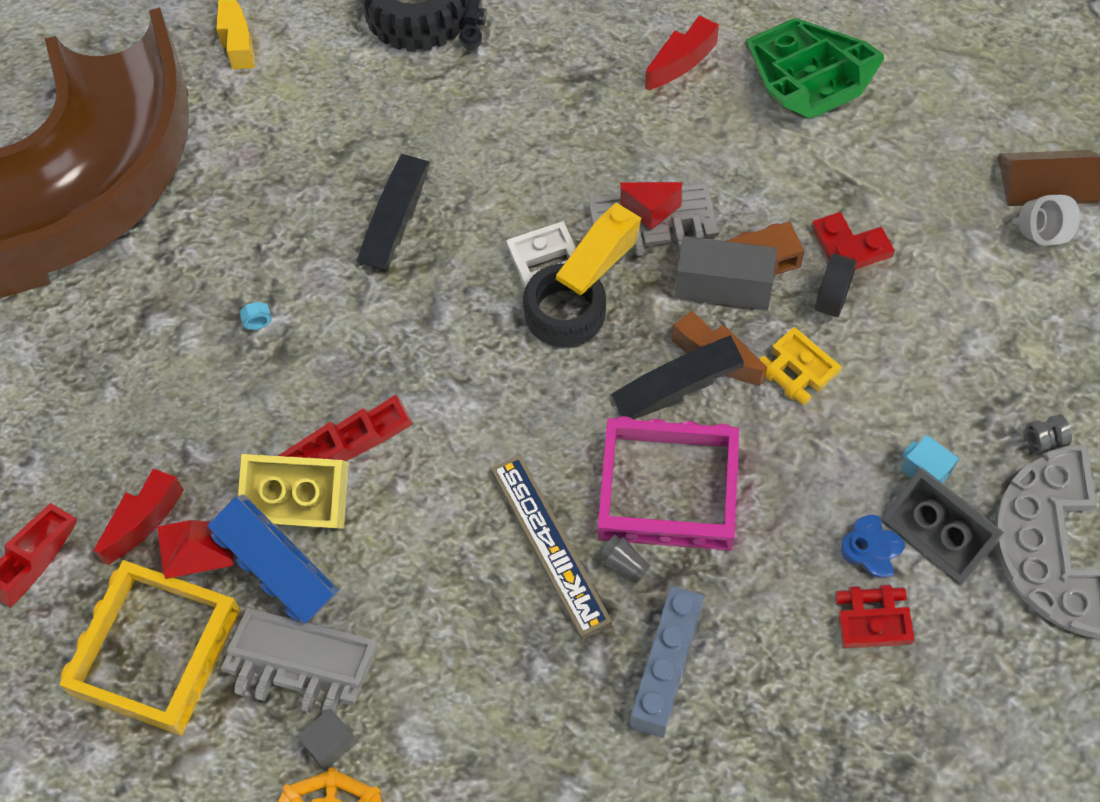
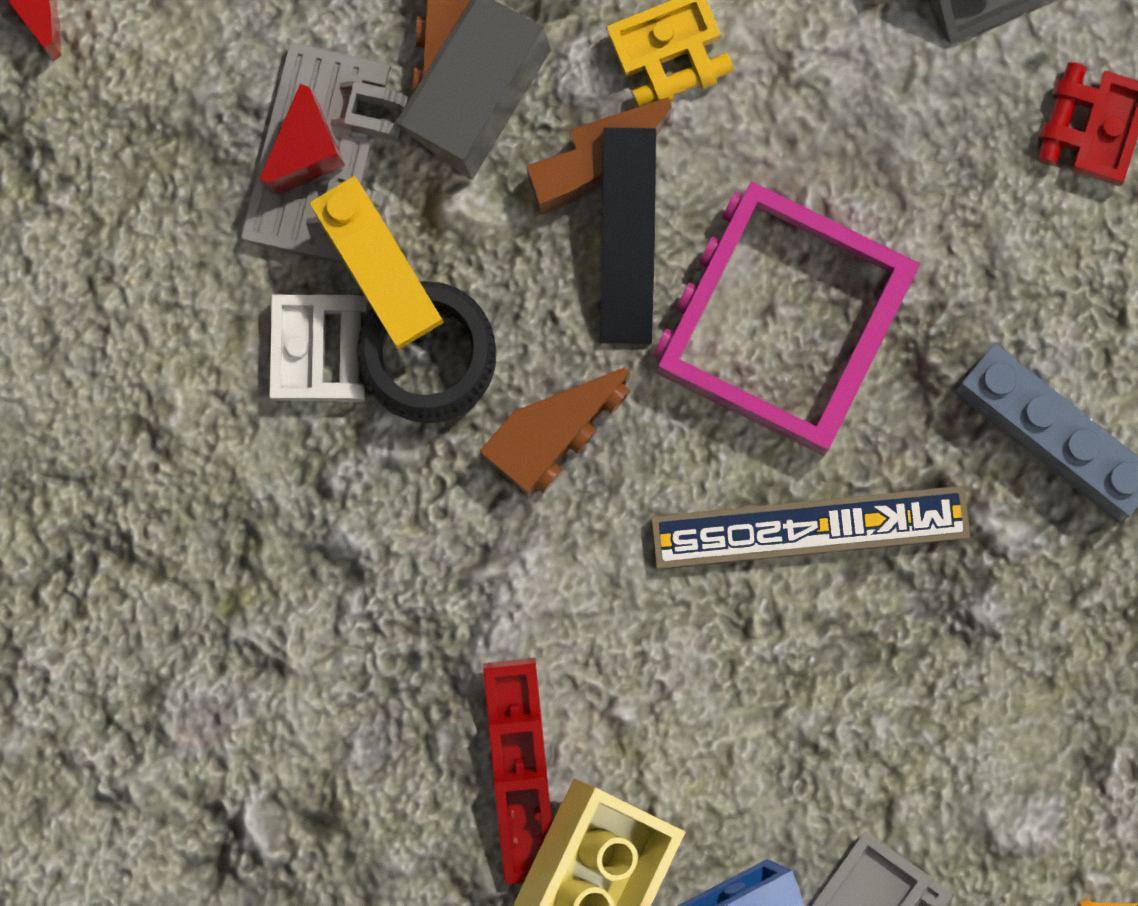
camera: 70 degrees left, 20 degrees up
(255, 315) = (240, 841): medium azure tile -> none
(393, 211) = (137, 556): black slope -> none
(542, 379) = (542, 433): none -> dark orange slope
(624, 558) = (876, 431): dark grey cone -> none
(876, 544) = (990, 69): blue plate -> none

